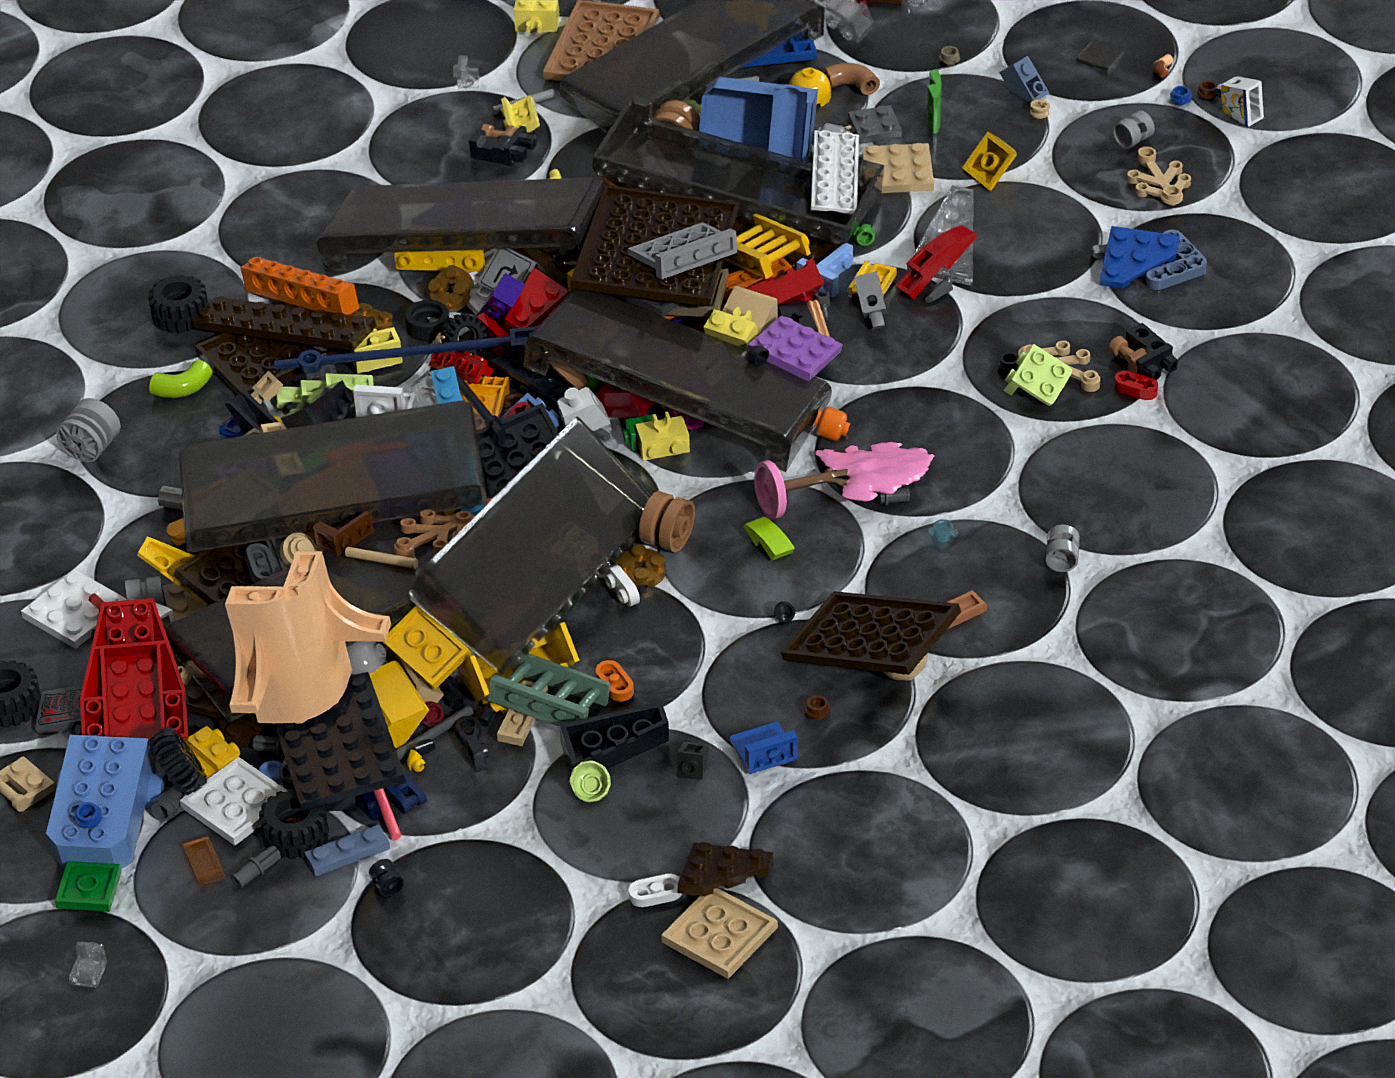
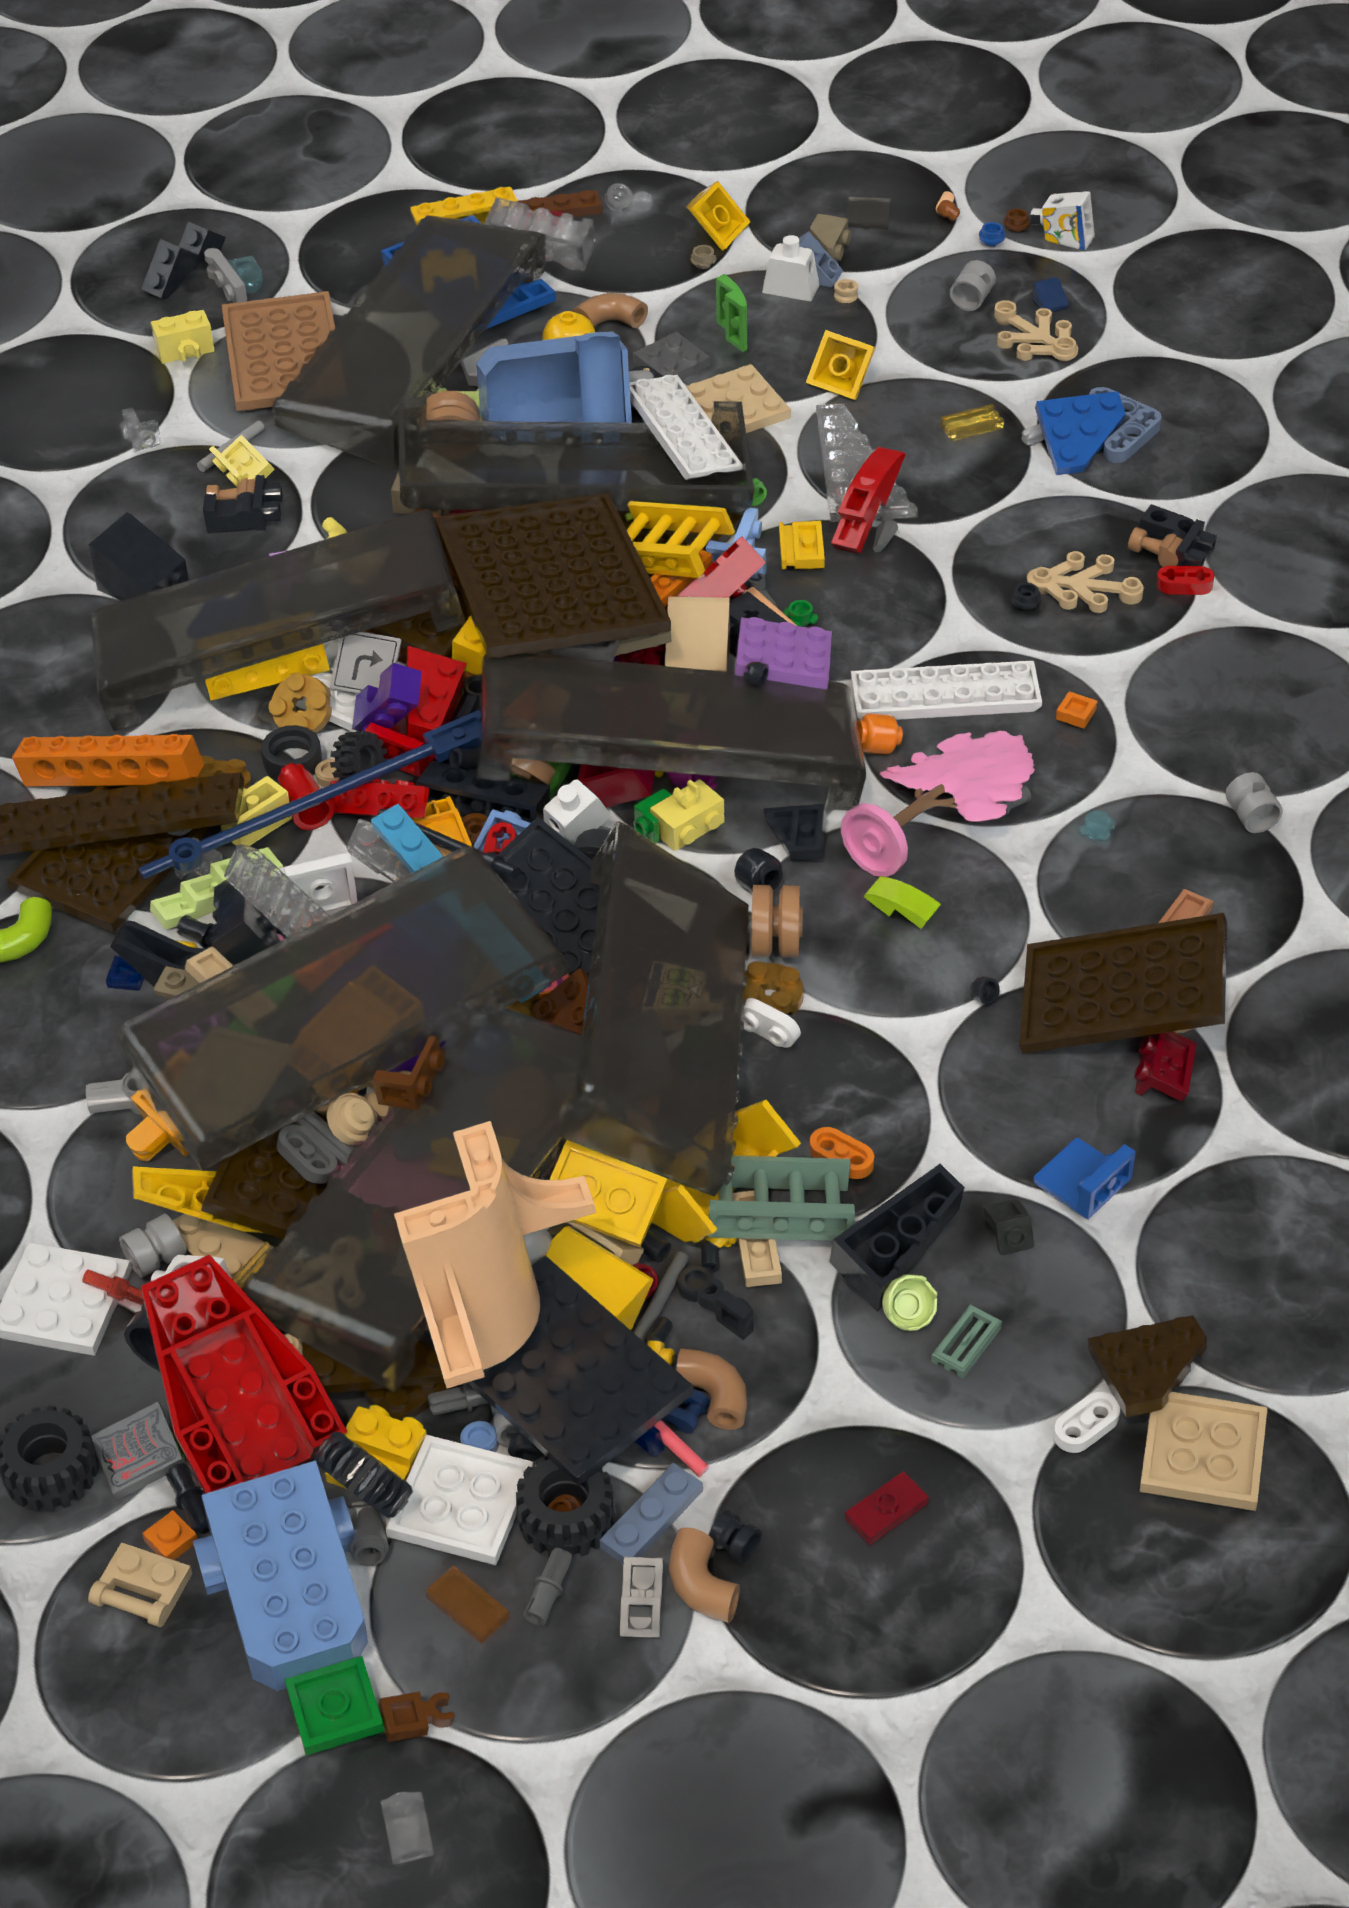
camera: 25 degrees left, 5 degrees up
(52, 762) = (170, 1536): none -> orange plate
(85, 810) = (299, 1597): blue plate -> none
(127, 906) = (409, 1717): none -> reddish brown plate
(266, 388) = (142, 905): tan plate -> none
(311, 890) = (641, 1597): none -> slope
(337, 393) = (272, 891): none -> clear beam
(345, 890) = (693, 1580): none -> medium nougat cylinder
(381, 557) = (483, 1092): tan bar -> none
(401, 159) = (134, 560): none -> black slope
(405, 546) = (548, 1009): medium nougat plant -> none
(419, 363) = (301, 783): none -> red plant
(438, 787) = (722, 1383): none -> medium nougat cylinder
(494, 896) = (886, 1508): none -> dark red plate
(618, 821) = (952, 1362): none -> sand green tile
(684, 485) = (757, 868): none -> black head
(685, 249) = (605, 577): light grey fence -> none
(732, 328) = (700, 650): light yellow brick -> none
(733, 471) = (799, 829): none -> black wing
(817, 707) = (1109, 1102): reddish brown plate -> none
(838, 328) = (801, 613): none -> green plate
(870, 291) = (823, 555): light grey torso -> none
(873, 696) = (1165, 1064): none -> dark red bracket
(905, 410) = (947, 690): none -> white plate
(979, 27) = (718, 214): none -> yellow slope
(986, 450) = (1076, 709): none -> orange plate
(1002, 83) = (791, 271): none -> white torso
(1038, 375) = (1076, 599): yellowish green bracket -> none
(1053, 65) = (832, 234): none -> dark tan slope
(1062, 229) = (971, 422): none -> clear yellow tile
(1190, 152) = (1050, 294): none -> dark blue slope

